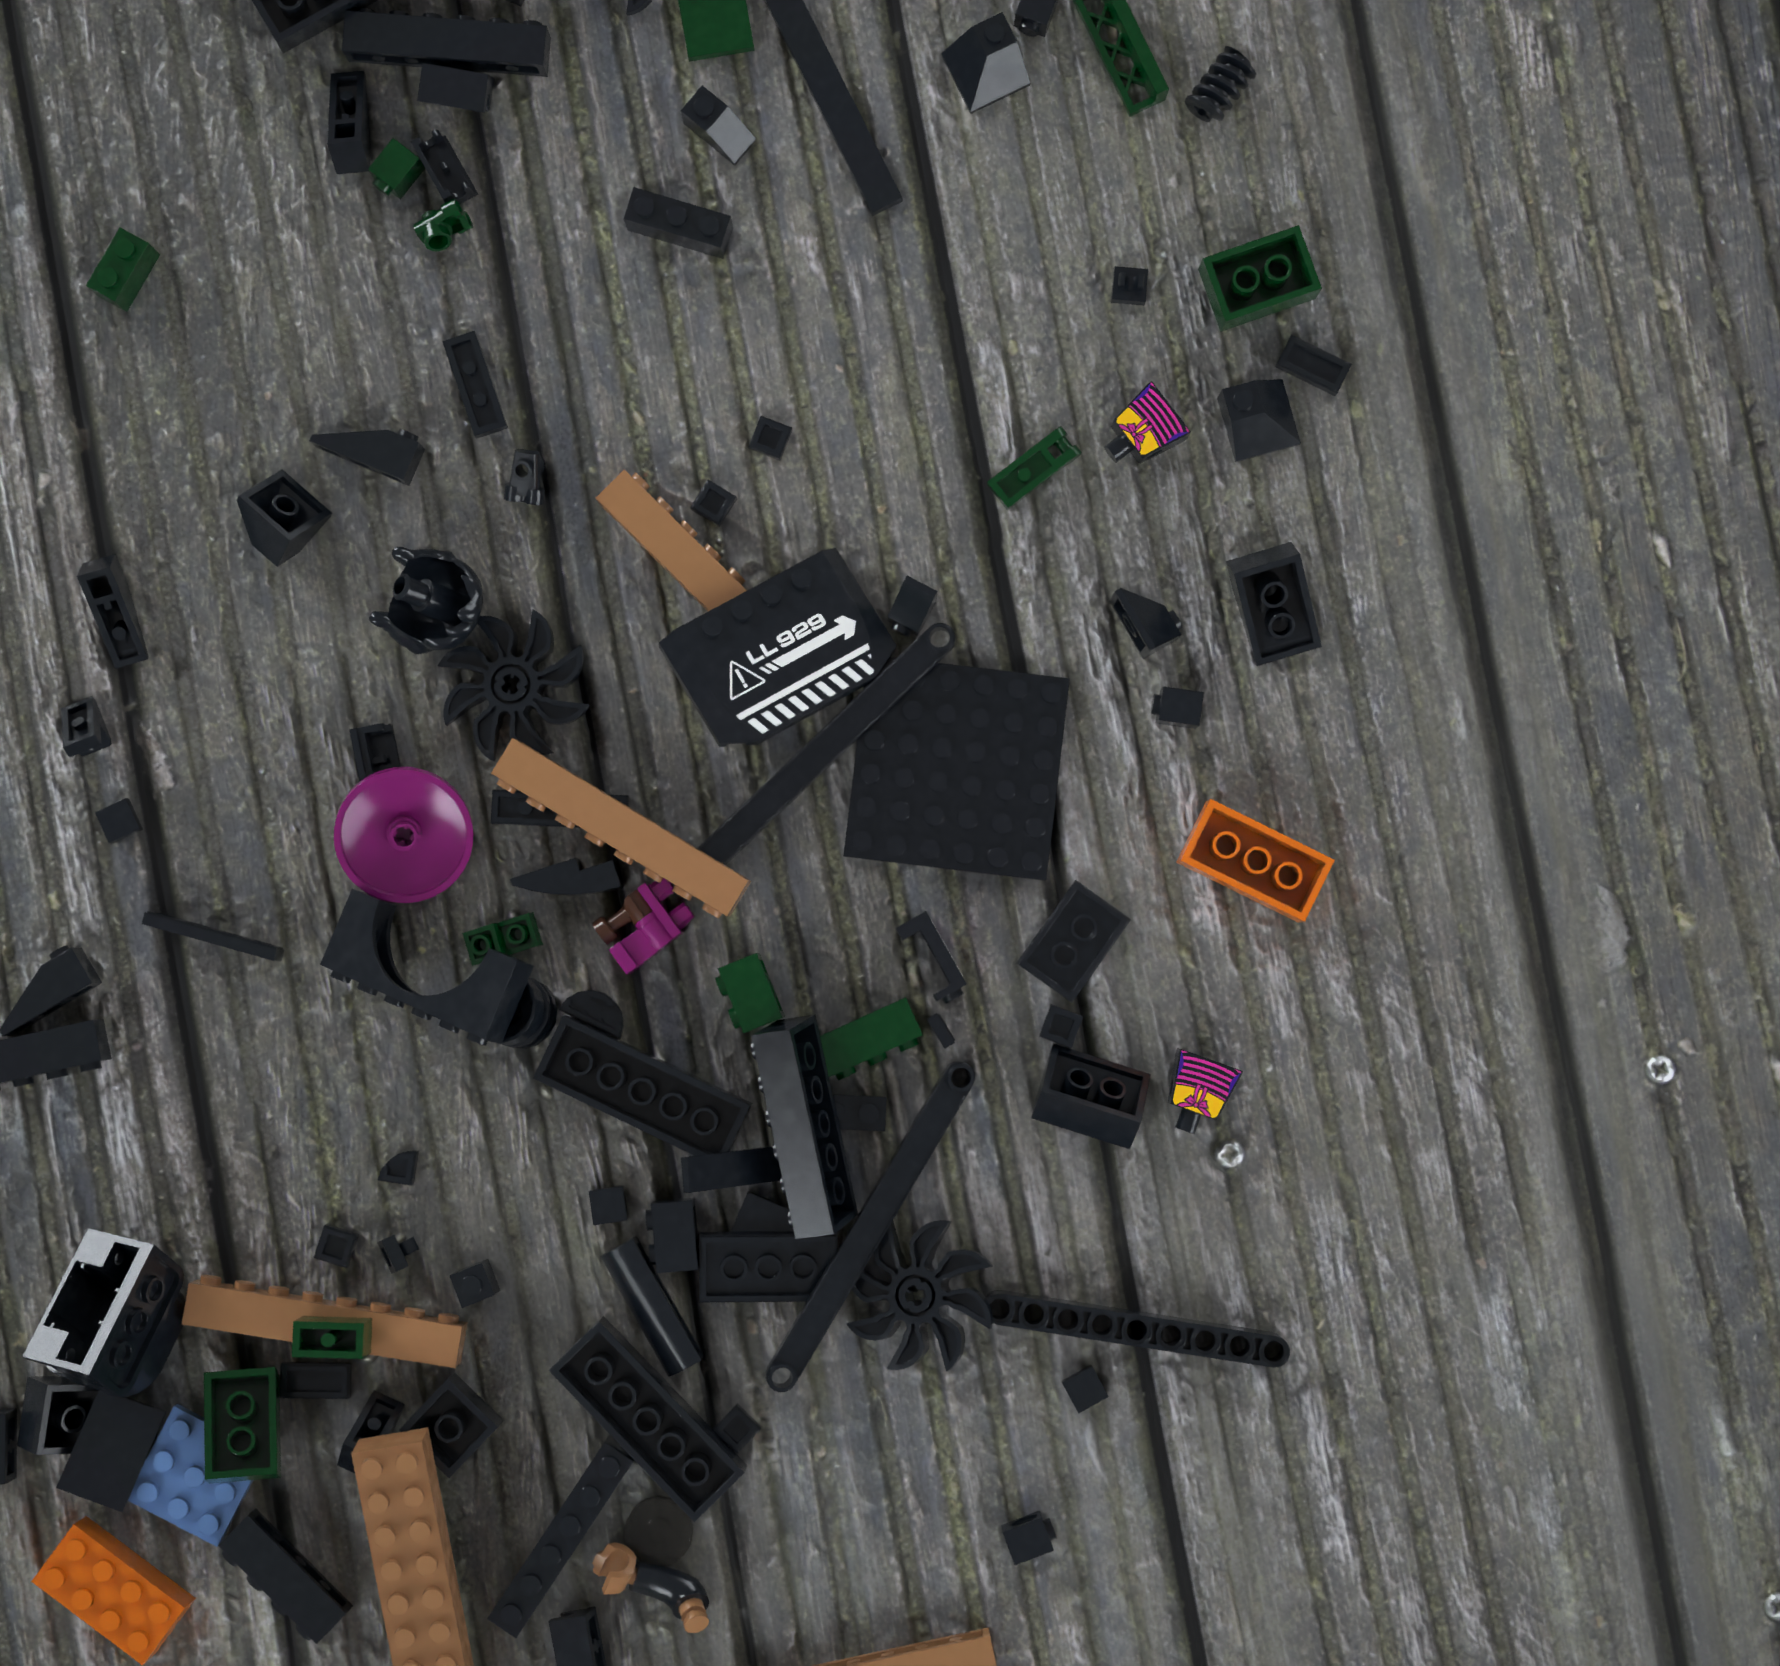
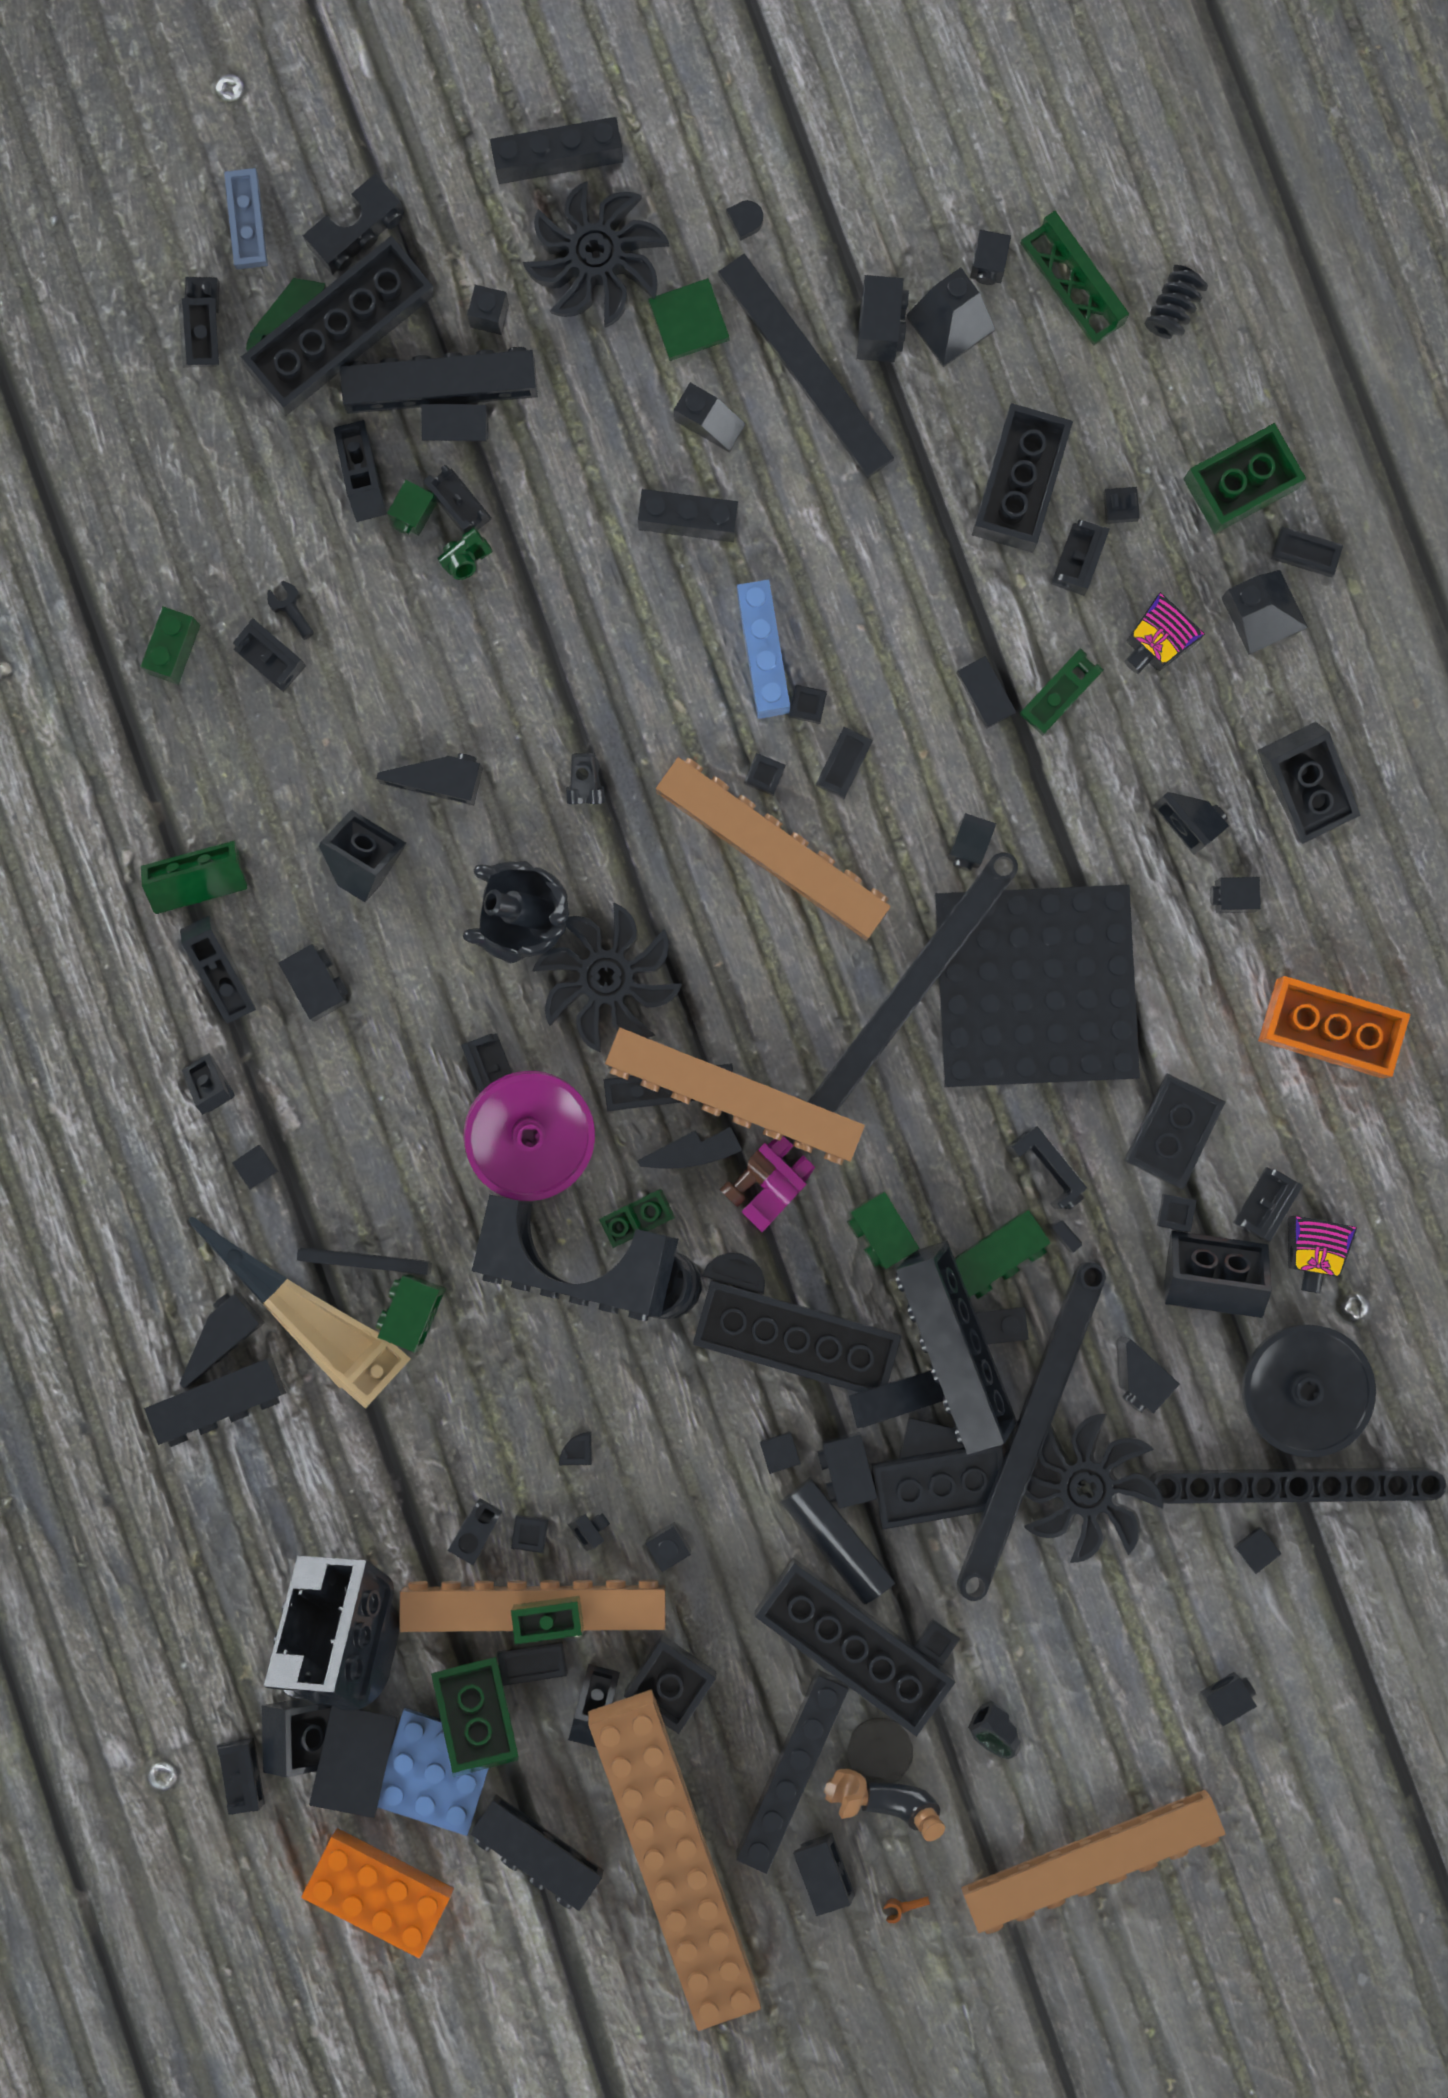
camera: 10 degrees left, 0 degrees up
(106, 512) = (193, 877): none -> dark green panel
(175, 1021) = (334, 1340): none -> tan plate
(211, 640) = (314, 982): none -> black brick
(222, 296) = (268, 655): none -> black hinge
(249, 996) = (410, 1312): none -> dark green brick
(254, 251) = (290, 608): none -> black bar
(278, 1234) = (475, 1531): none -> black leg
(475, 384) = (521, 699): black plate -> none
(732, 373) = (763, 649): none -> medium blue brick
(779, 651) = (854, 904): black slope -> none
(780, 1530) = (995, 1731): none -> black rock
(797, 504) = (844, 762): none -> black tile
(911, 52) = (880, 315): none -> black brick
(956, 456) = (986, 692): none -> black tile
(993, 1191) = (1142, 1378): none -> black slope
(1029, 240) = (1022, 478): none -> black brick
(1077, 332) = (1080, 557): none -> black hinge
(1156, 1032) = (1268, 1204): none -> black hinge
(1164, 1232) = (1309, 1390): none -> black dish

